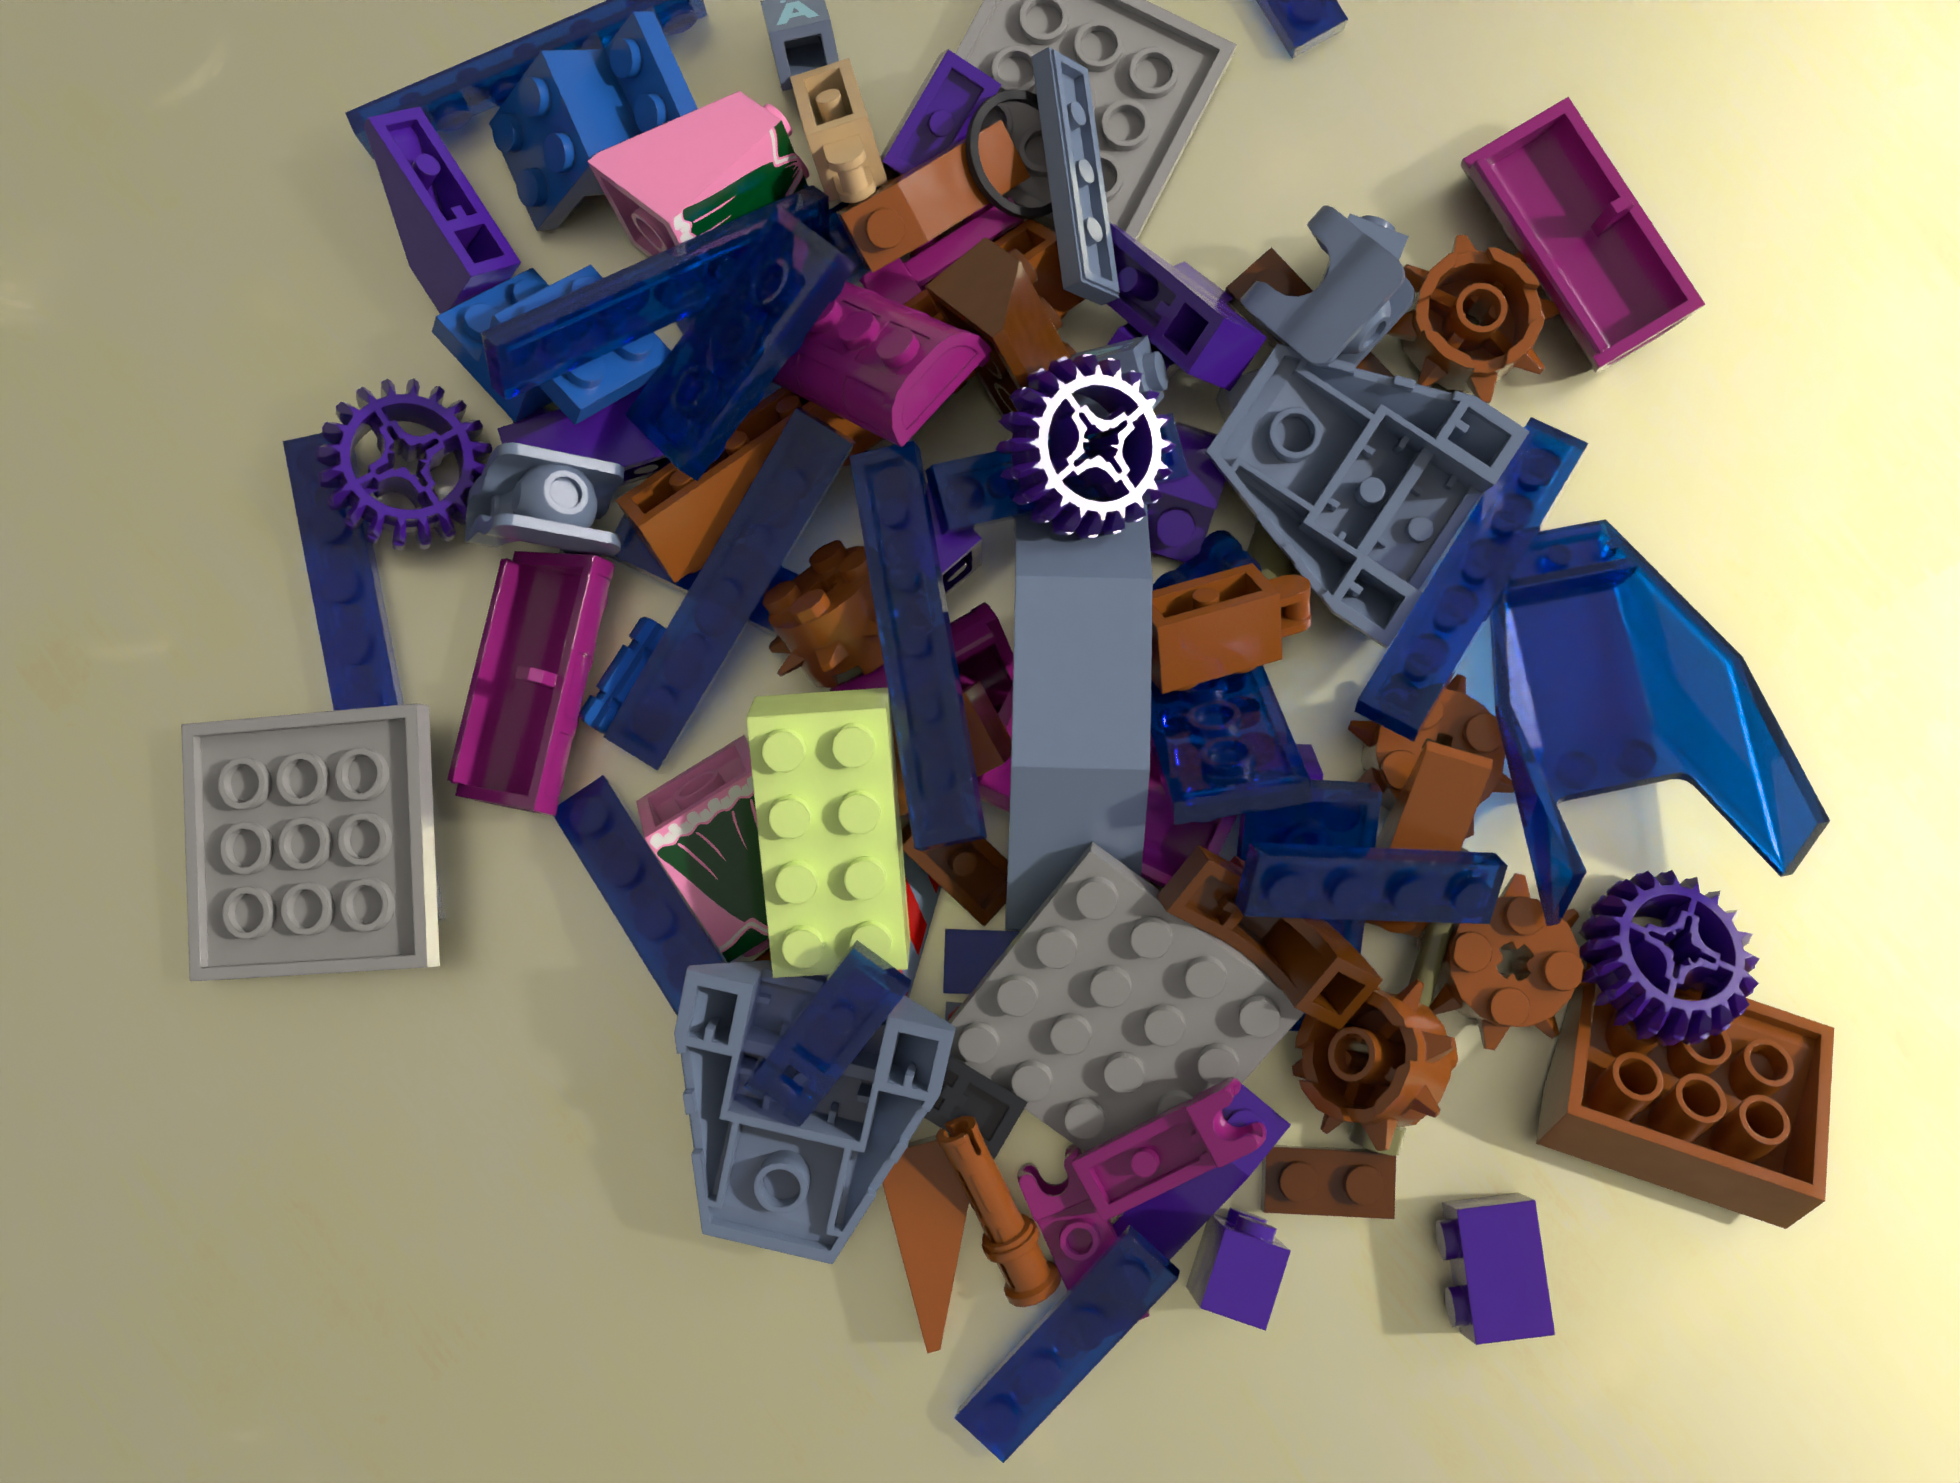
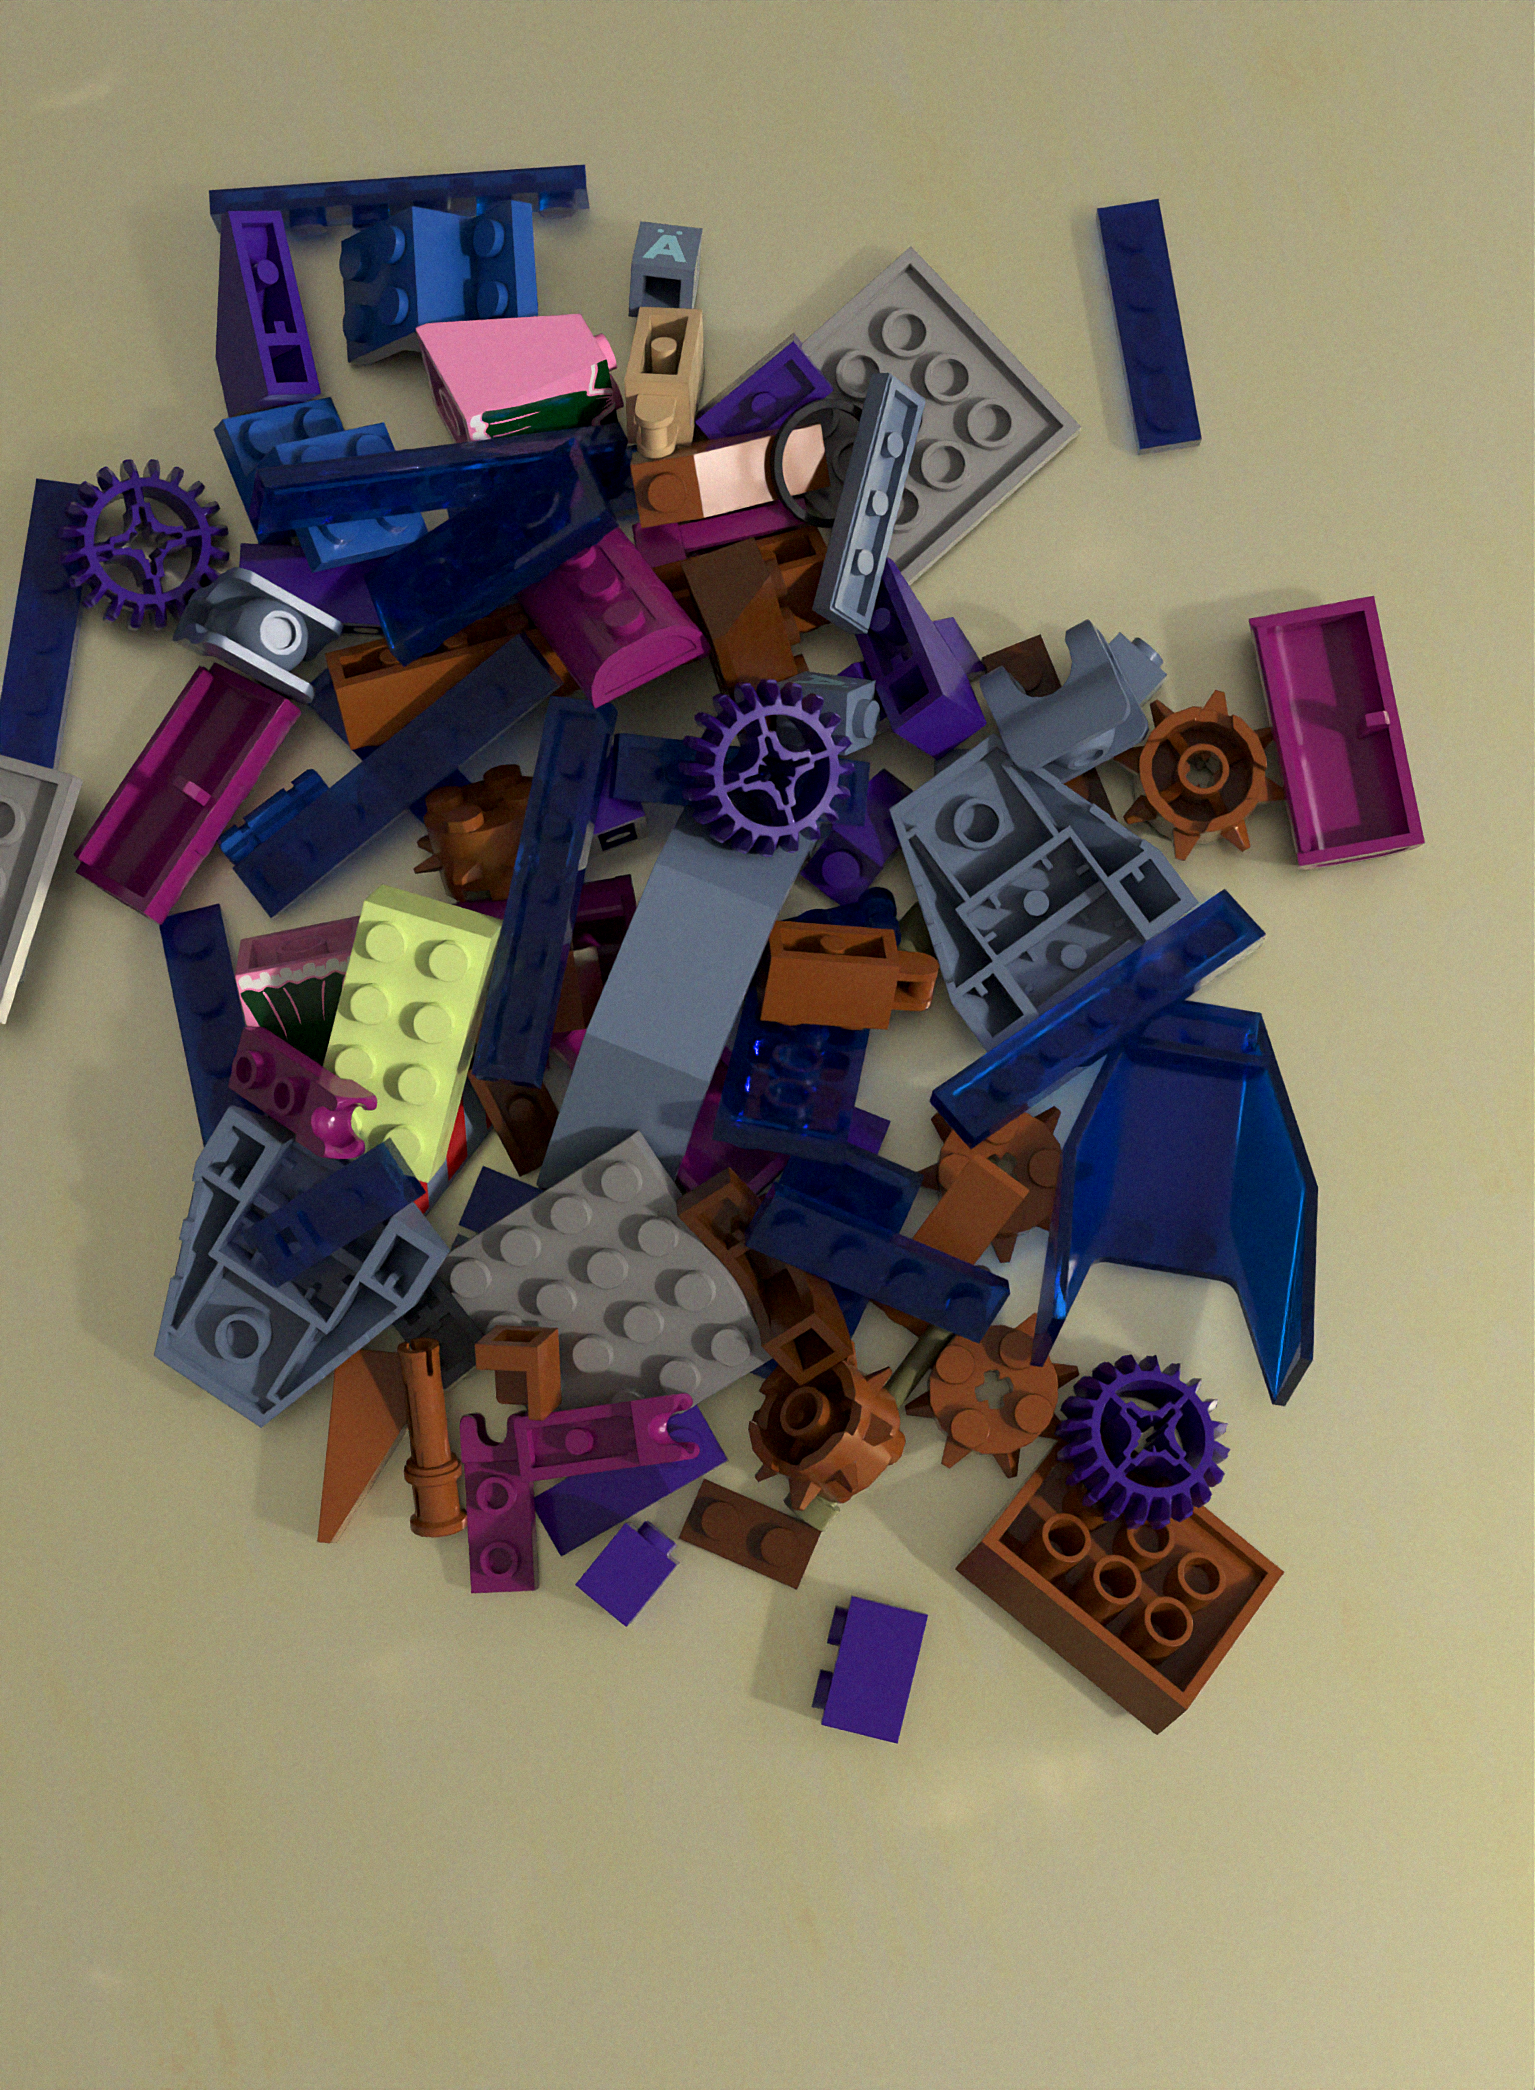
camera: 25 degrees right, 0 degrees up
(752, 930) = (299, 1094): none -> magenta plate
(1063, 1109) = (524, 1367): none -> dark orange panel
(1067, 1343) = (448, 1584): clear blue plate -> none

